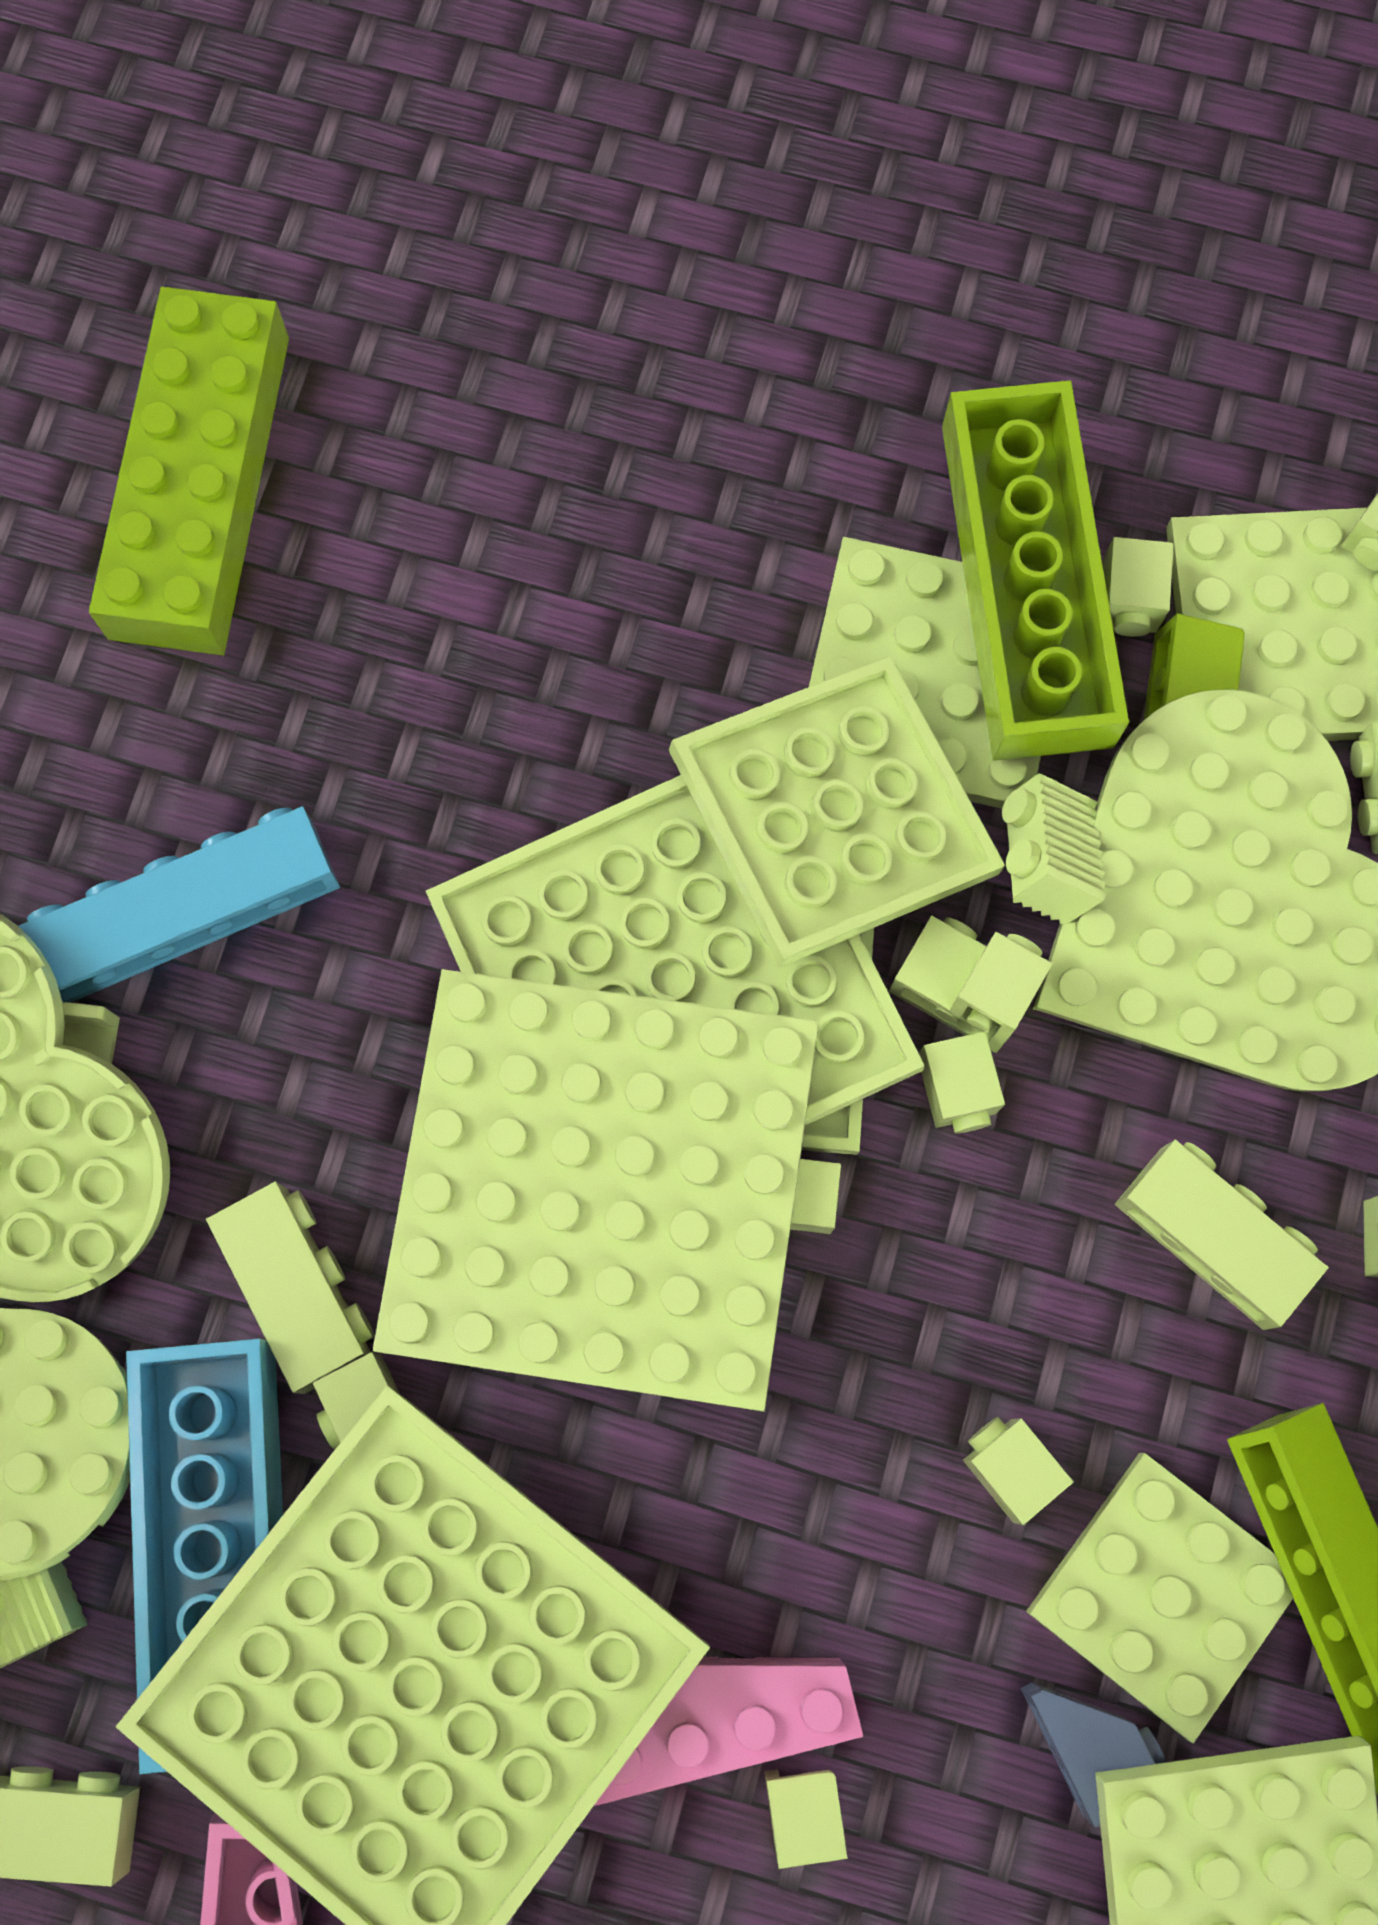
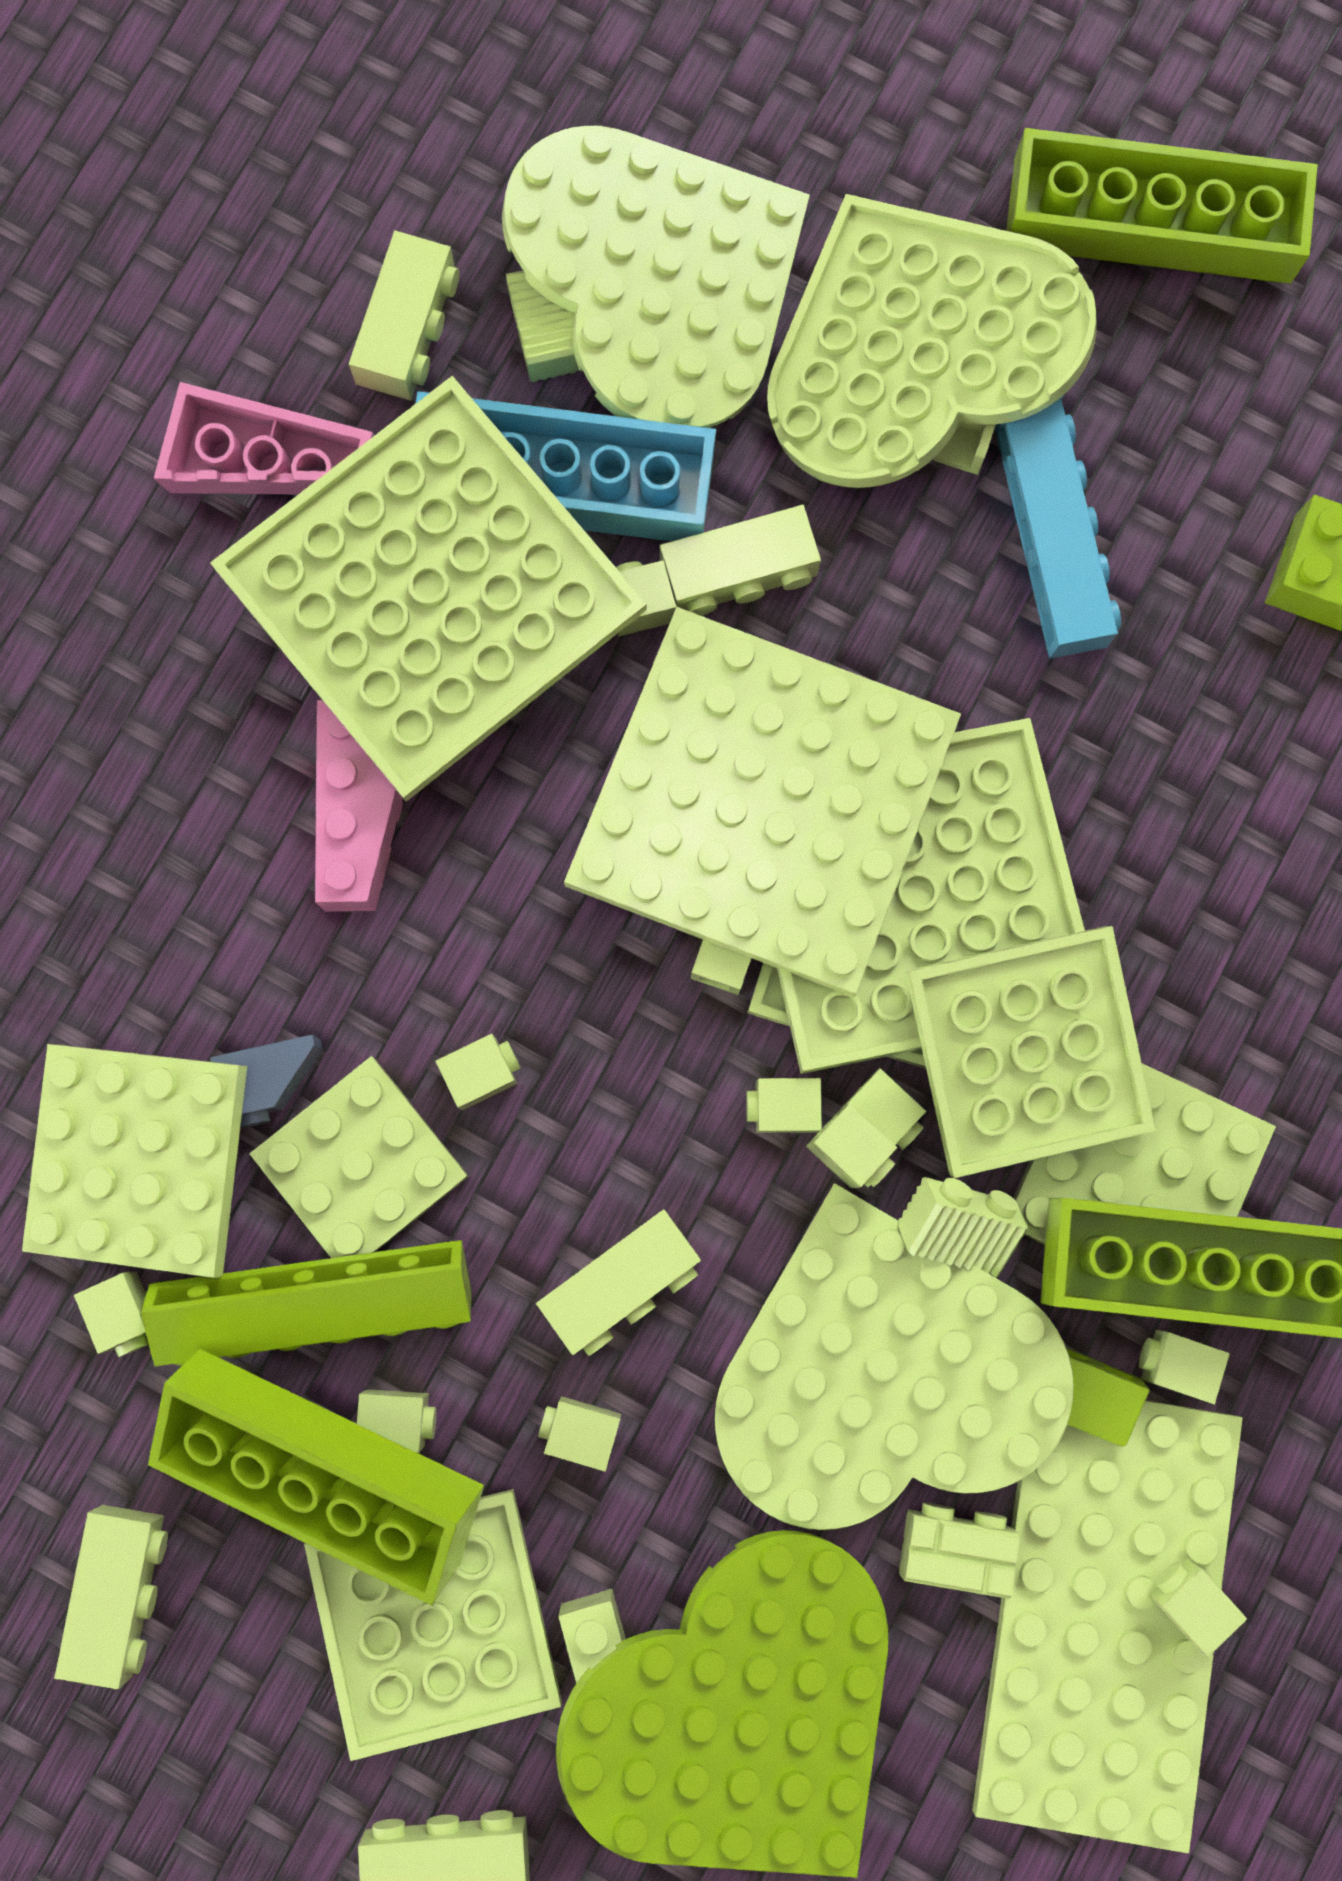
camera: 100 degrees right, 5 degrees up
(805, 1818) = (270, 851): yellowish green panel -> none

